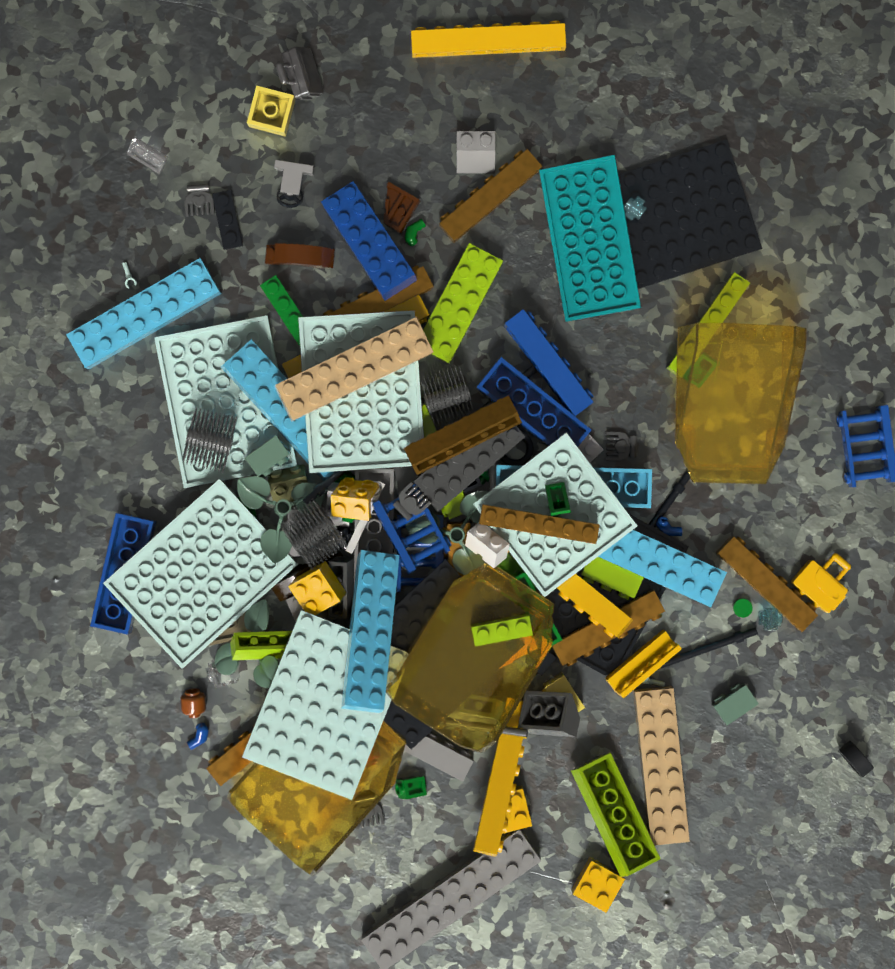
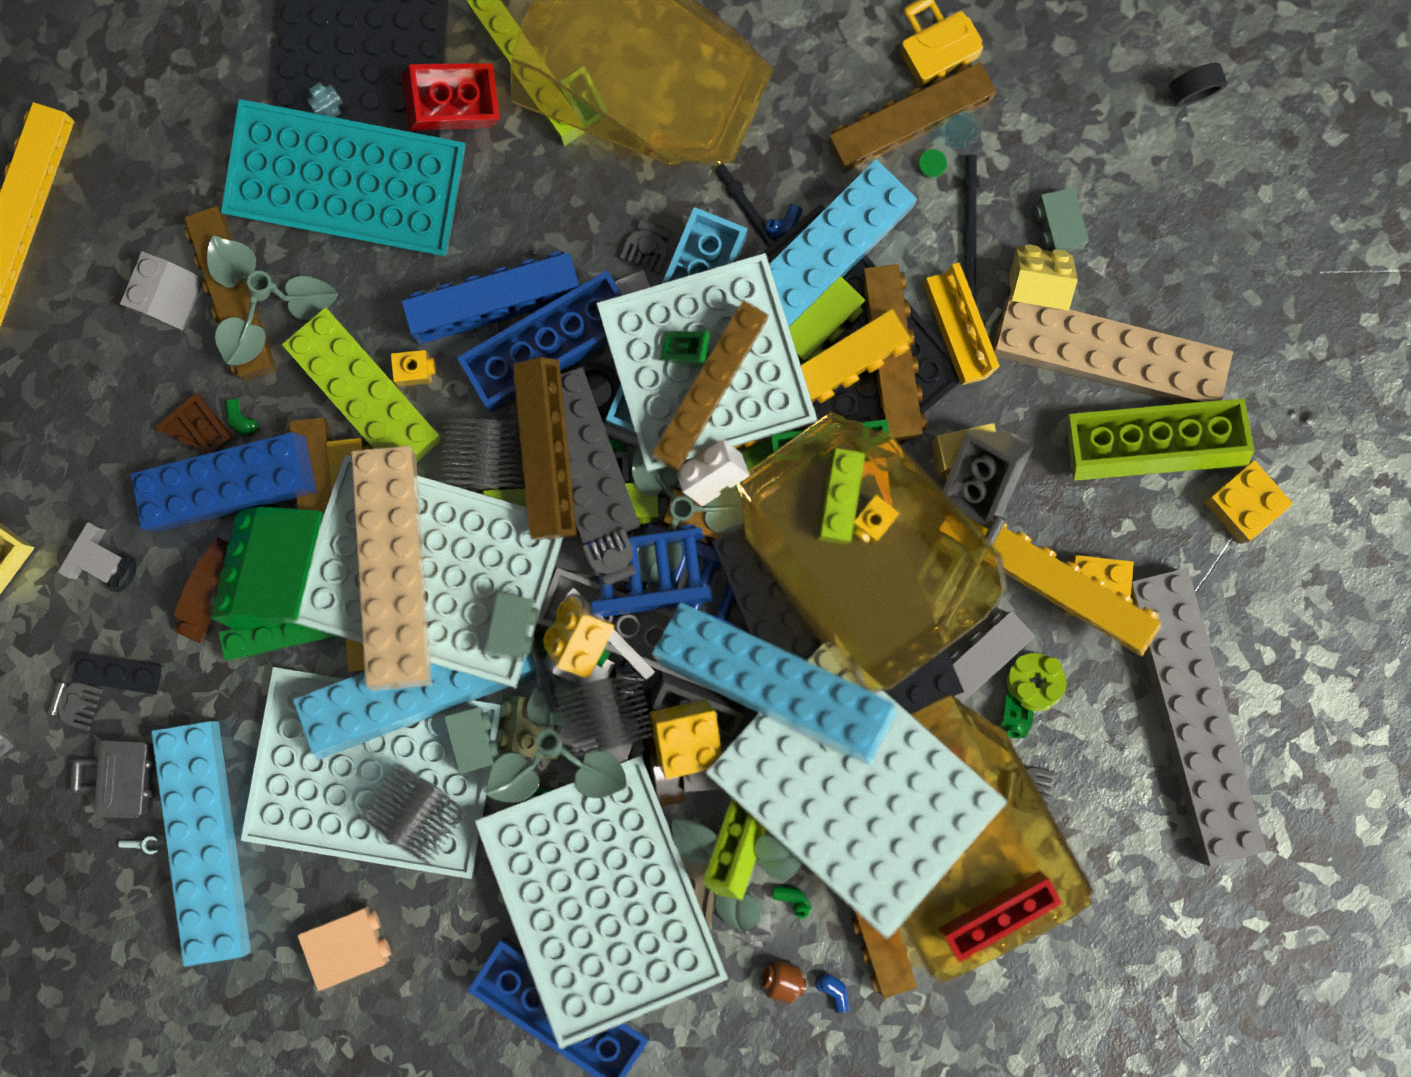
camera: 70 degrees left, 5 degrees down
(113, 426) = (344, 948): none -> light nougat brick
(163, 249) = (121, 780): none -> flat silver piece
(246, 692) = (795, 898): none -> green arm
(282, 821) = (1000, 915): none -> red brick
(326, 290) = (266, 567): none -> green slope
(344, 457) = (511, 627): none -> sand green brick
(426, 788) = (1048, 670): none -> lime plate
(486, 329) = (412, 368): none -> yellow brick
(494, 655) = (874, 520): none -> yellow brick
(508, 190) = (233, 261): none -> sand green plant
(667, 286) = (450, 96): none -> red brick
(692, 704) = (1042, 277): none -> light yellow brick

